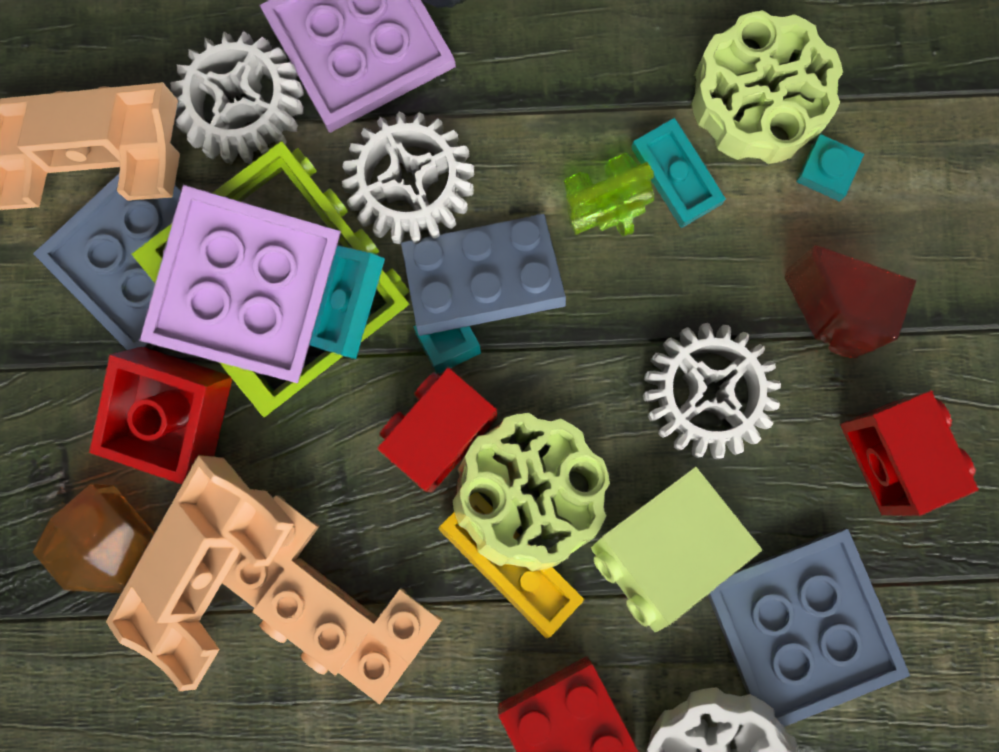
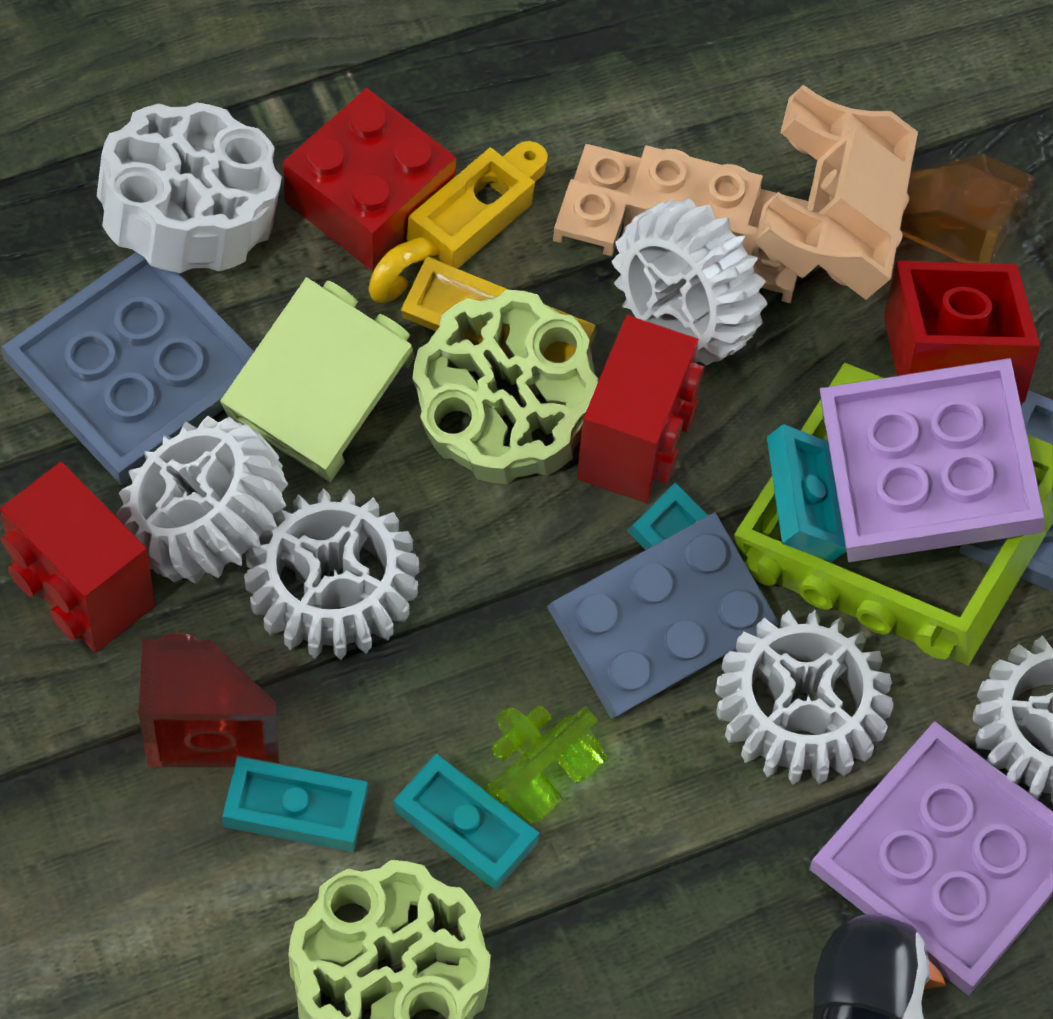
camera: 155 degrees right, 20 degrees down
(353, 528) = (690, 277): none -> white gear
(508, 670) = (455, 223): none -> yellow piece
(782, 467) = (203, 498): none -> white gear
(789, 222) = (295, 804): none -> teal plate
(830, 167) = (265, 904): teal plate -> none

